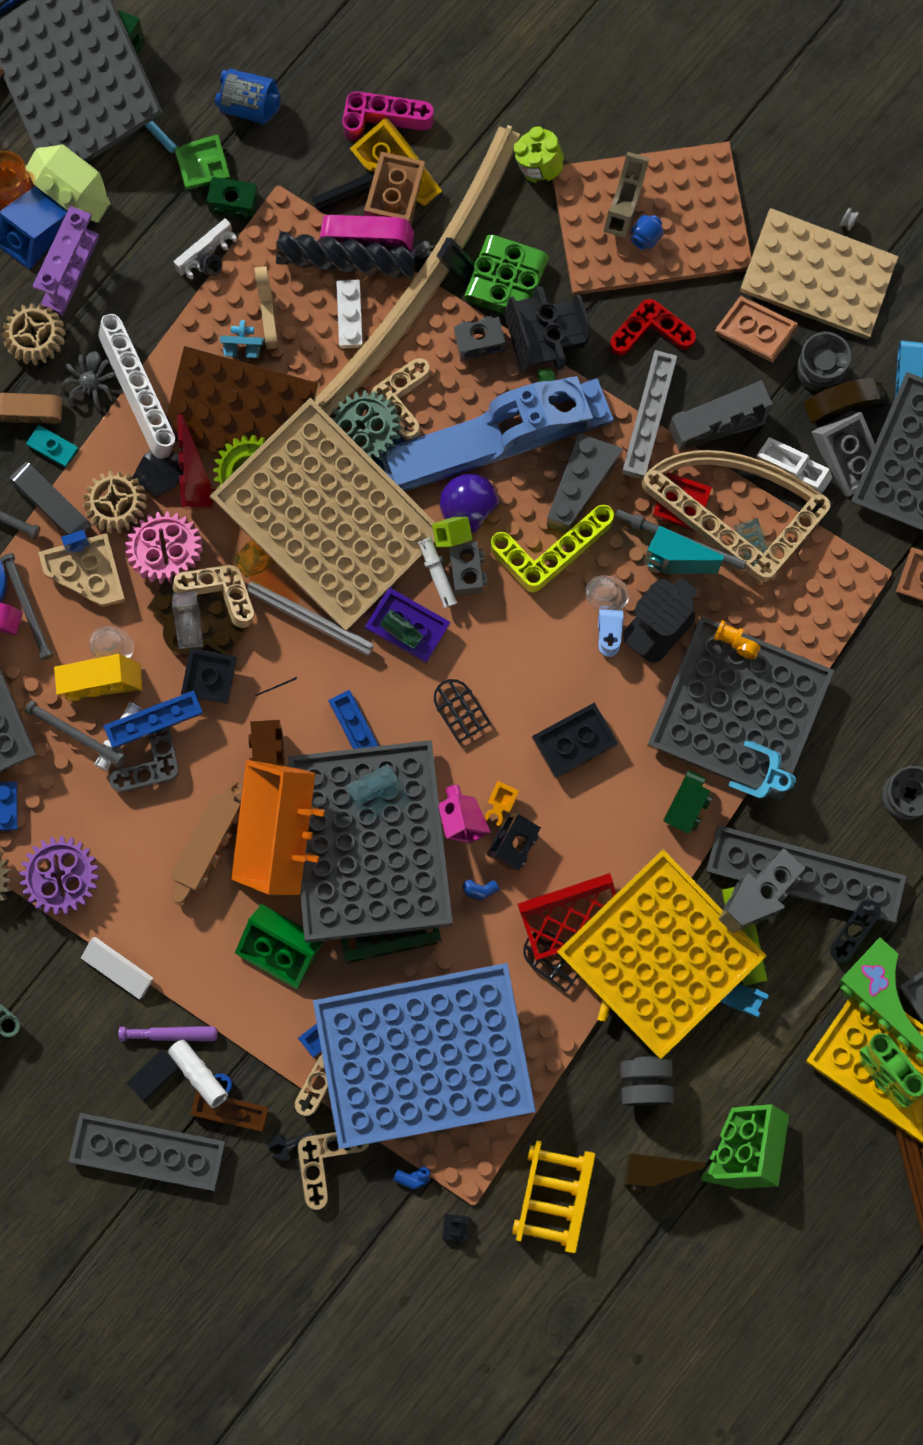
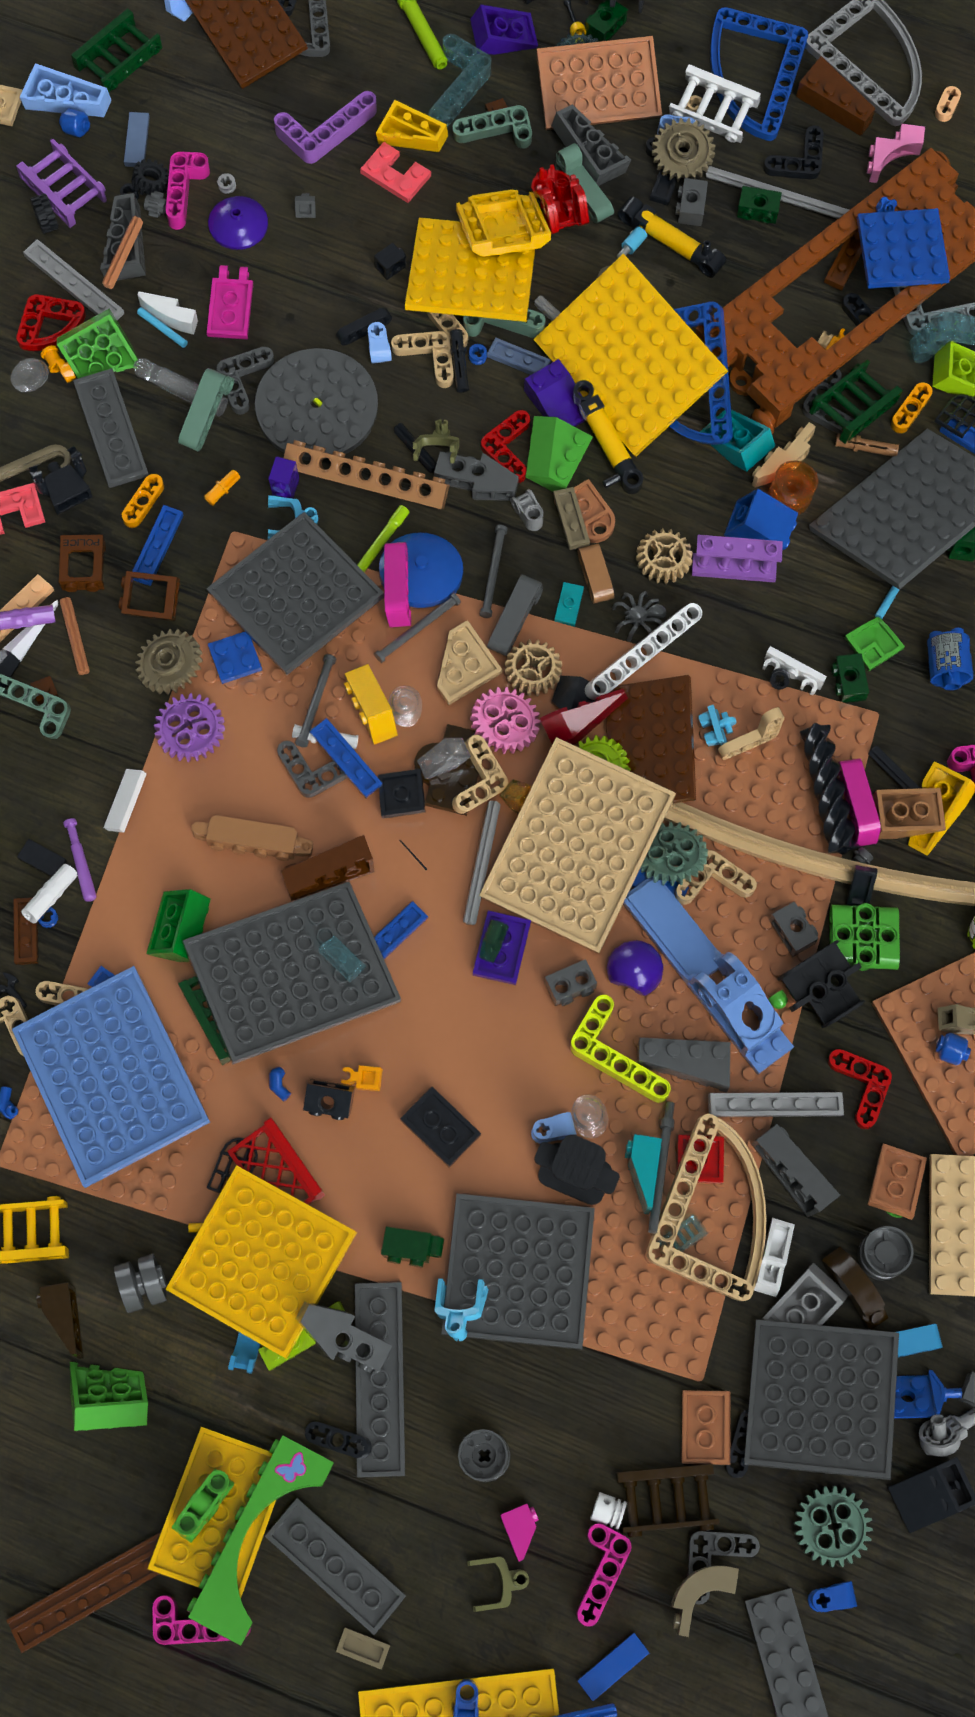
camera: 70 degrees right, 5 degrees down
(68, 180) = (810, 538): yellowish green wedge -> none
(75, 542) = (483, 645): blue plate -> none
(274, 828) = (275, 886): orange piece -> none
(349, 314) = (777, 810): white plate -> none
(438, 574) = (559, 957): white pin -> none
(452, 531) = (598, 957): lime brick -> none
(457, 719) = (439, 1026): black window -> none
(462, 817) = (337, 1045): dark pink torso -> none
(733, 637) = (581, 1242): light orange connector -> none

